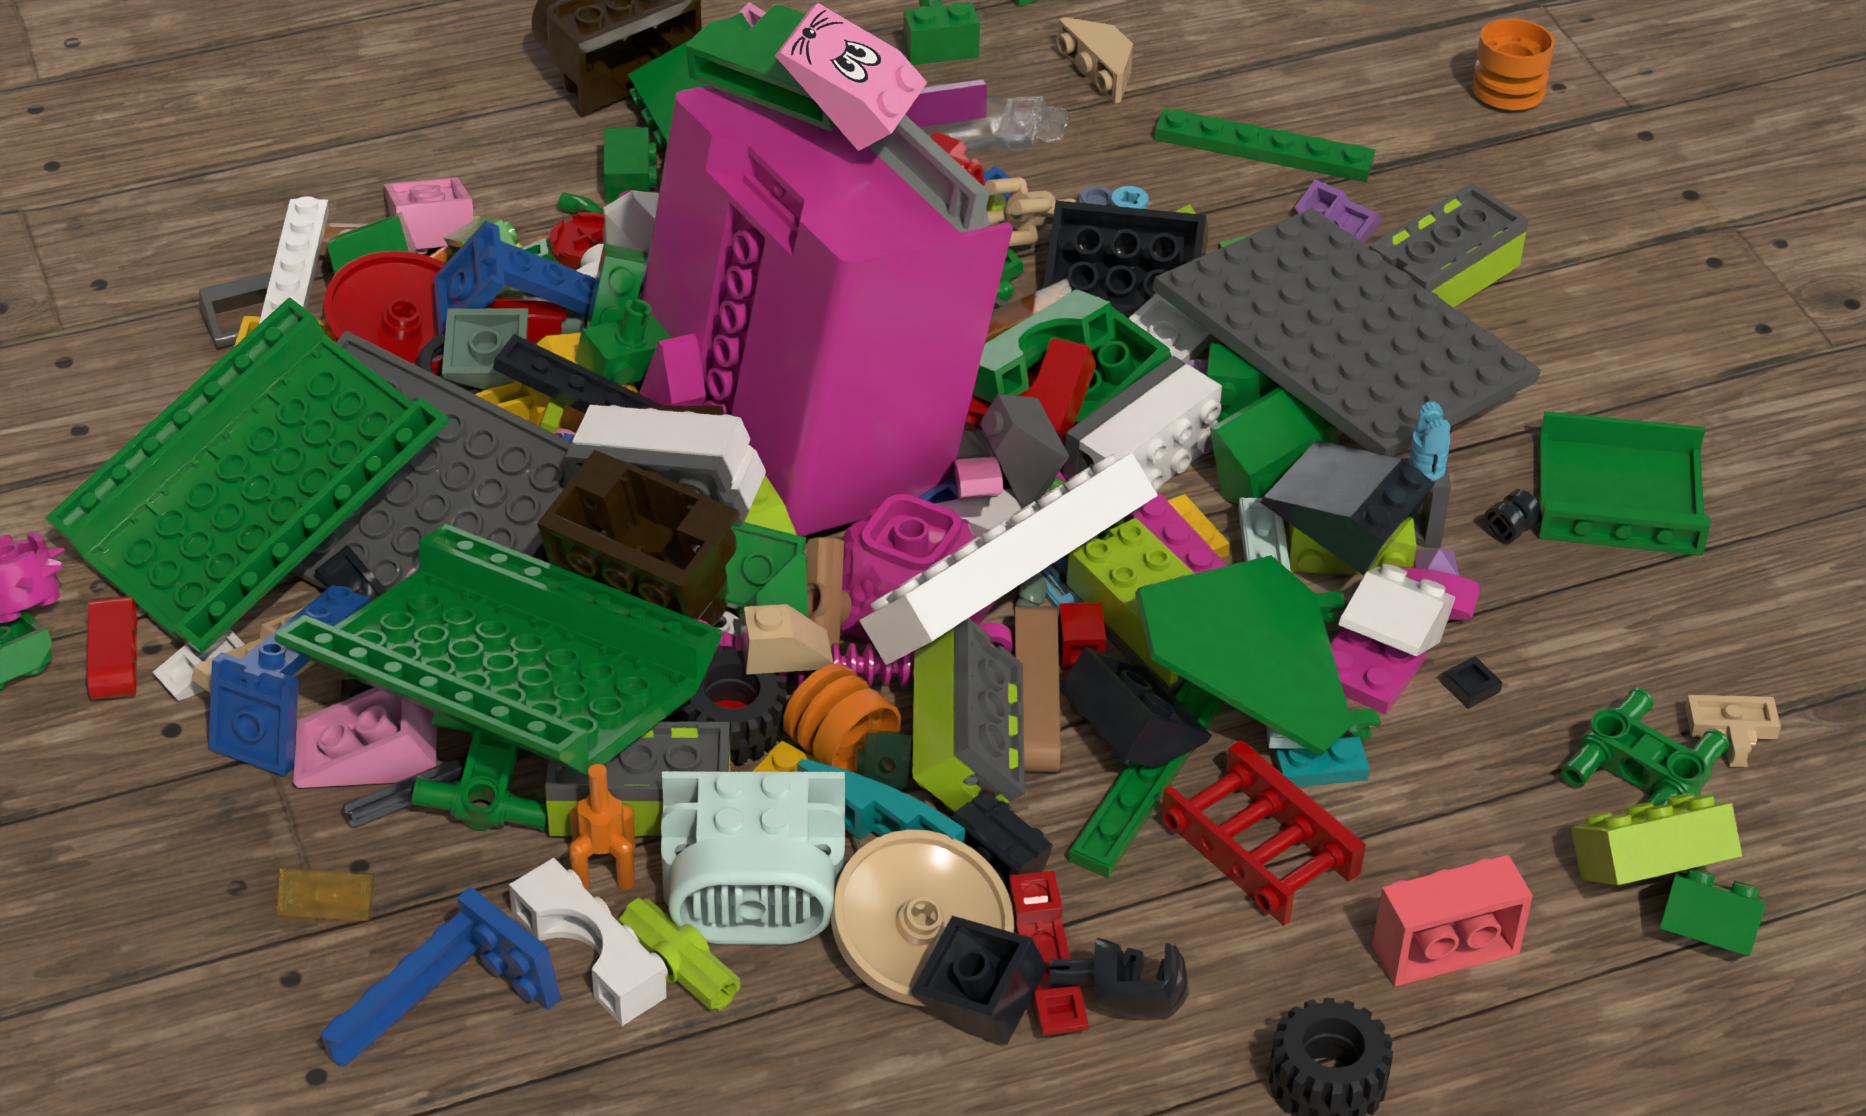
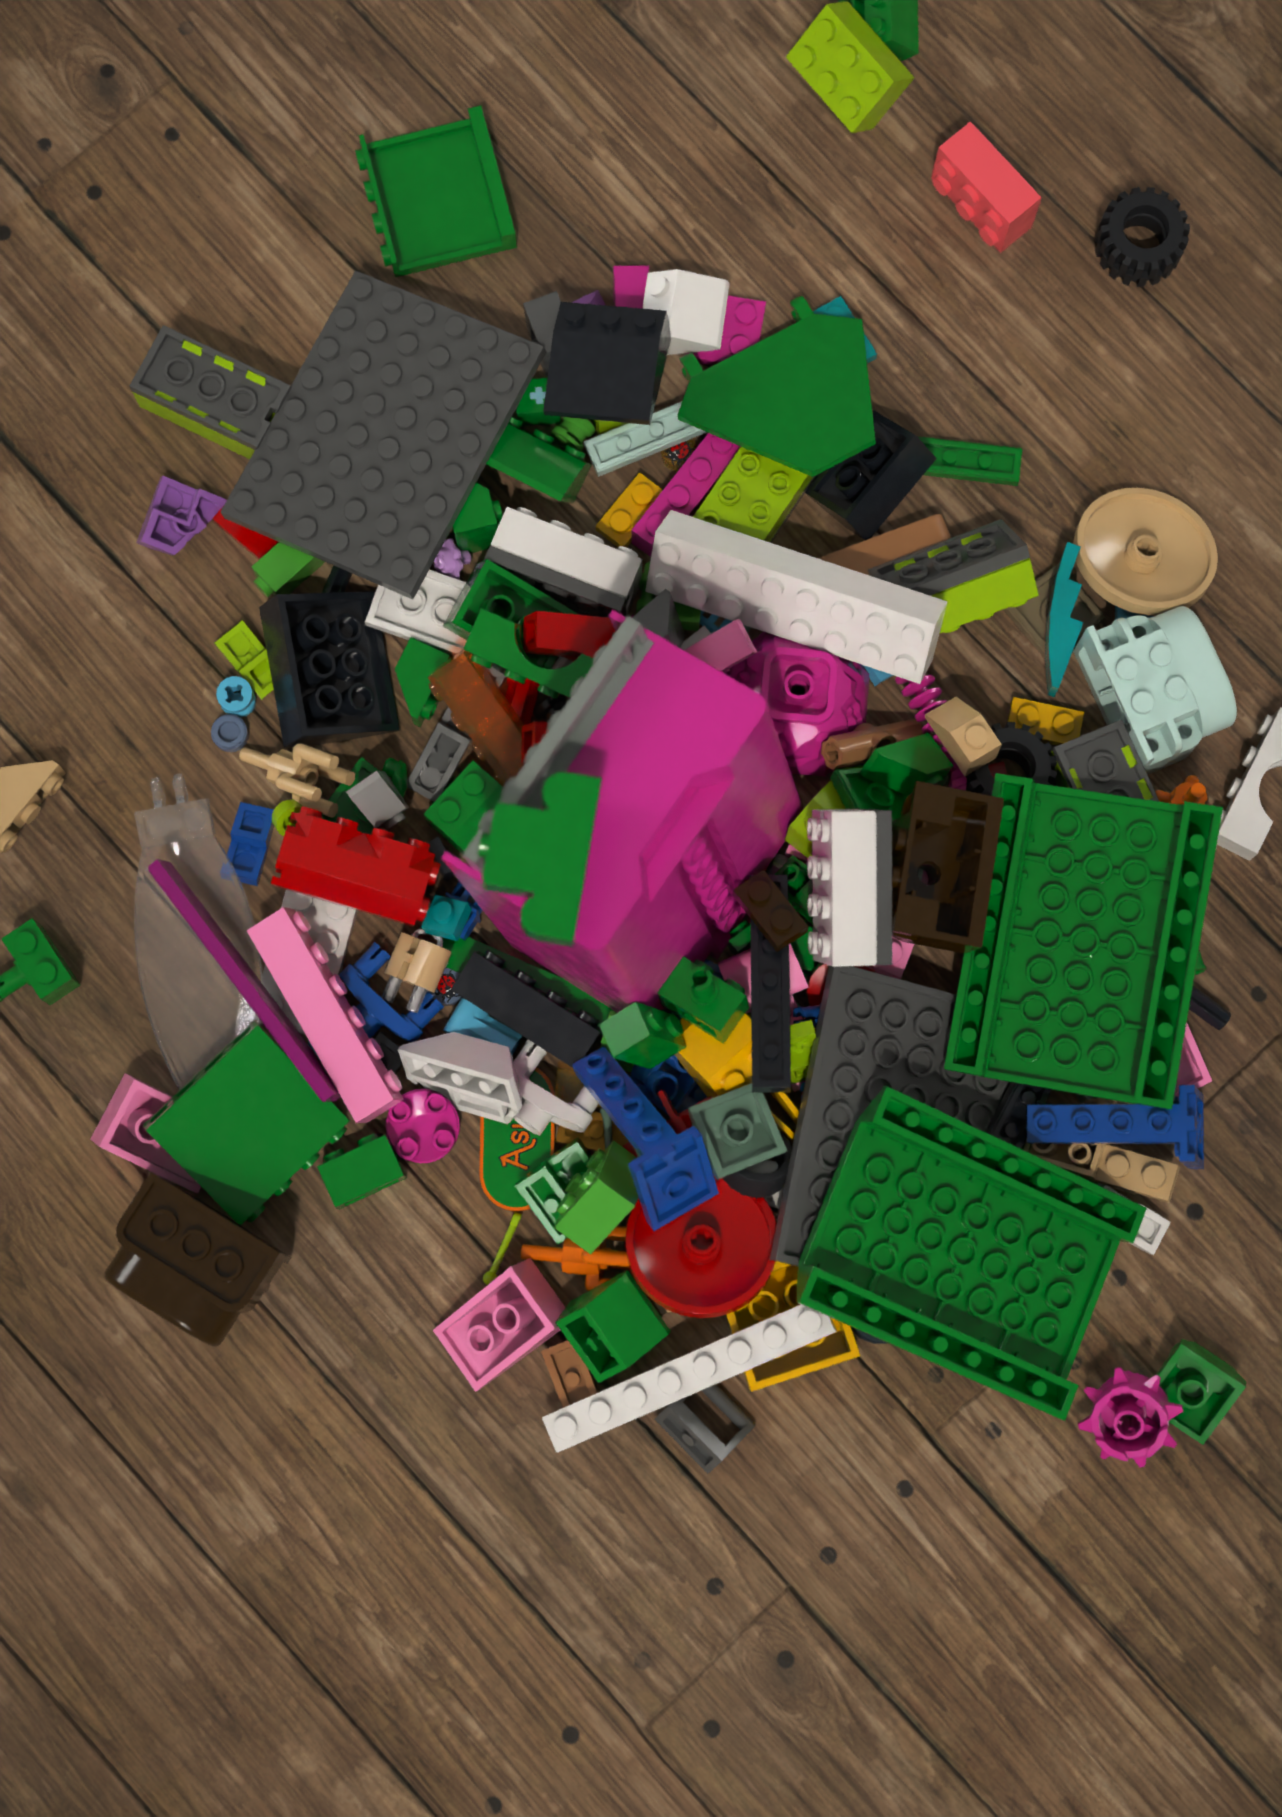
camera: 110 degrees left, 35 degrees up
(112, 648) = (1148, 1299): red beam -> none
(574, 237) = (489, 1155): red tile -> none
(577, 204) = (432, 1184): green arm -> none
(675, 373) = (720, 944): dark pink slope -> none
(683, 953) = (1251, 712): lime piece -> none
(834, 713) = (990, 678): orange wheel -> none
(851, 75) = (578, 758): bright pink slope -> none
(887, 744) = (1003, 636): clear green brick -> none
(981, 978) = (1185, 488): black slope -> none
(1002, 837) = (1046, 524): black brick -> none
(1039, 916) = (1132, 458): red slope -> none
(1079, 627) = (801, 538): red brick -> none
(1118, 983) = (1139, 394): black piece -> none
(1265, 144) = (83, 614): green plate -> none
(1272, 797) = (924, 322): red fence -> none
(1430, 441) = (544, 298): medium azure hinge -> none
(1471, 682) = (708, 252): black tile -> none
(1516, 513) = (515, 264): black wheel -> none
(1643, 754) = (746, 104): green piece -> none
(1738, 718) = (676, 53): tan hinge -> none

